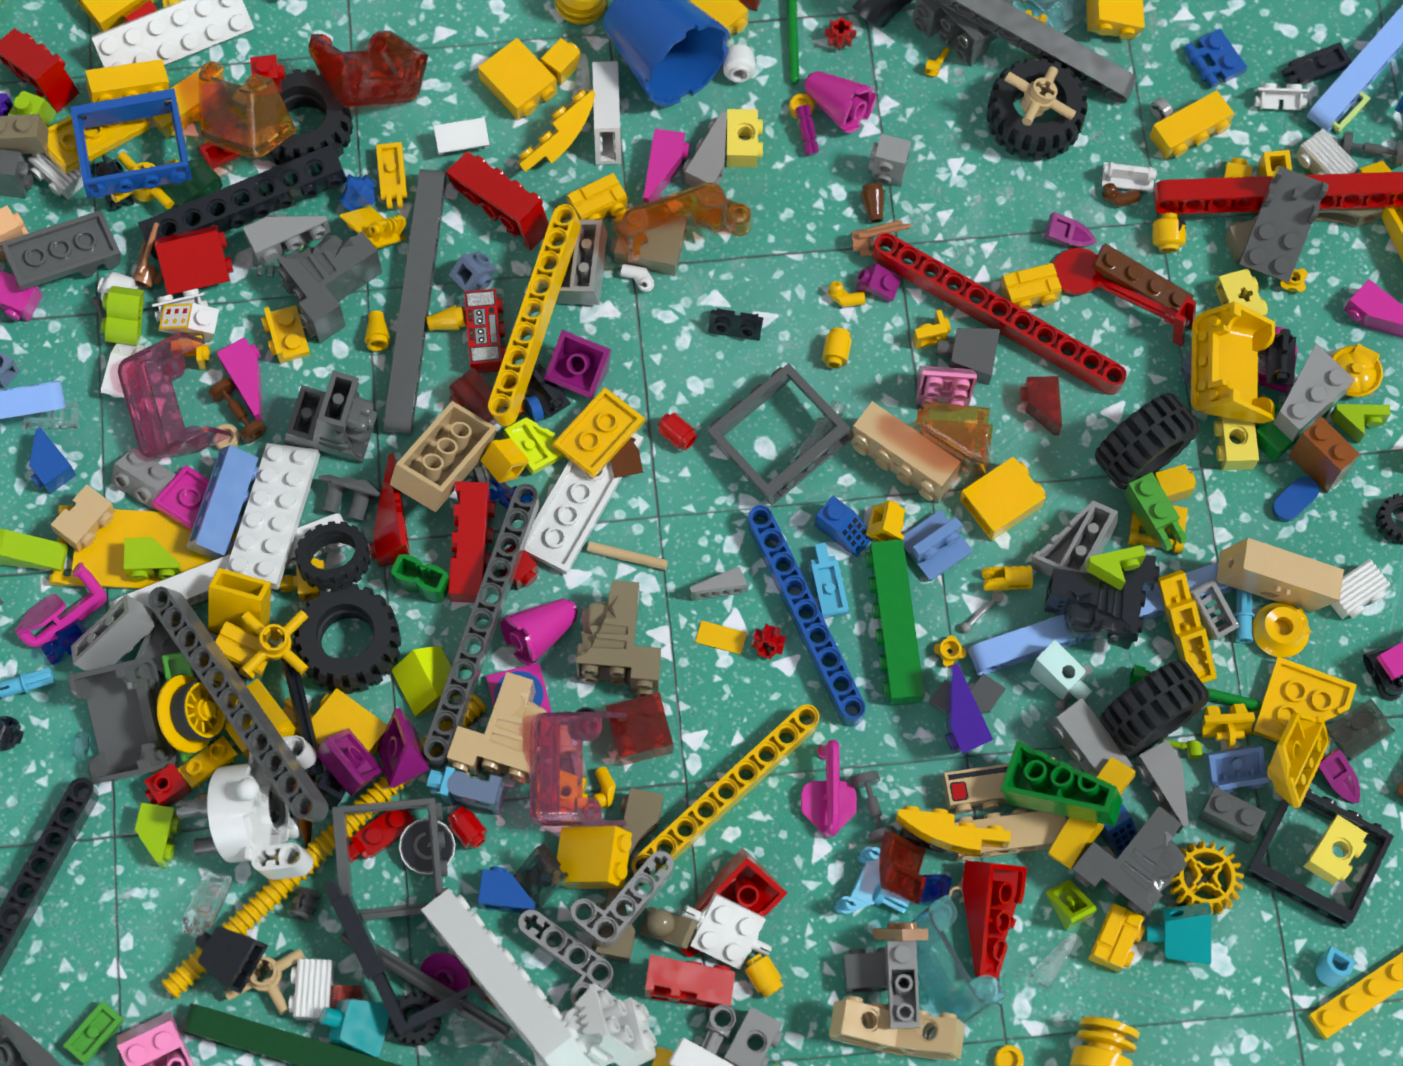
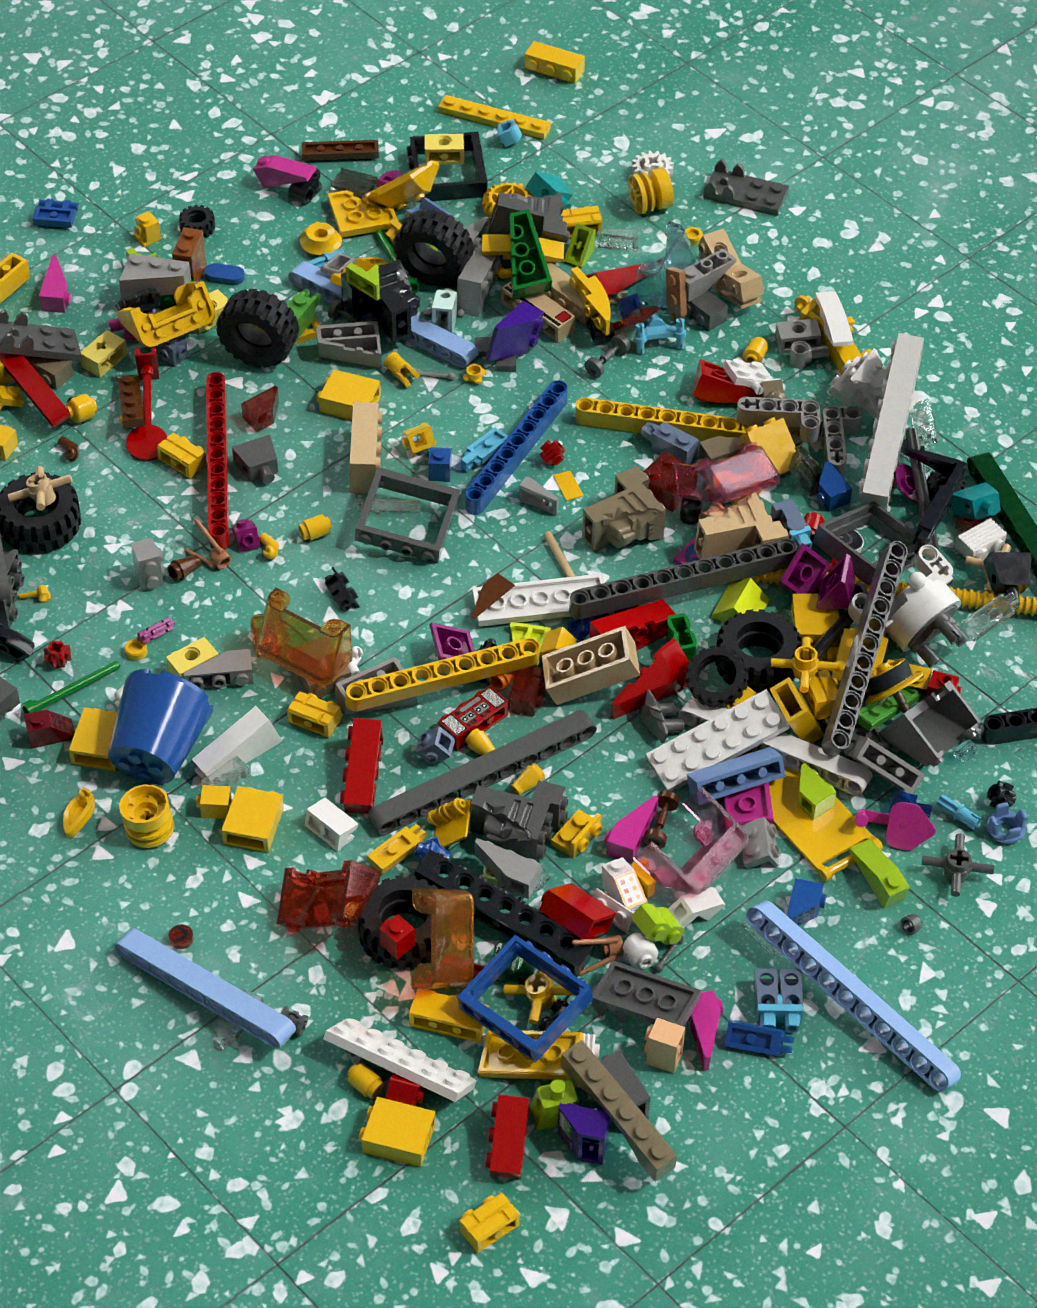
camera: 125 degrees left, 20 degrees down
(84, 520) = (823, 846): tan brick -> none
(126, 80) = (472, 1055): yellow brick -> none
(157, 829) = (974, 675): lime slope -> none
(234, 440) = (684, 819): tan tile -> none
(333, 419) = (621, 743): dark grey brick -> none
(538, 628) = (651, 557): dark pink cone -> none
(567, 126) = (280, 756): yellow slope -> none
(598, 432) = (492, 608): yellow tile -> none
(665, 161) = (247, 693): dark pink slope -> none
(677, 431) = (451, 574): red brick -> none
(688, 982) = (798, 378): wedge -> none
(692, 772) = (672, 440): none -> sand blue hinge
(832, 801) = (620, 375): dark pink piece -> none
(841, 99) = (116, 619): dark pink cone -> none
(896, 622) = (481, 403): green brick -> none
(929, 334) = (260, 484): yellow bracket -> none
(936, 545) = (408, 411): medium blue bracket -> none
(945, 385) = (297, 448): bright pink slope -> none
(960, 432) = (332, 425): clear orange windscreen -> none
(1068, 231) = (122, 460): magenta plate -> none
(1129, 176) = (49, 450): white hinge -> none
(1231, 815) = (460, 205): dark grey brick -> none
(1279, 575) = (293, 238): tan brick -> none
(1359, 588) = (264, 220): white brick -> none
(1363, 366) = (106, 282): yellow piece -> none

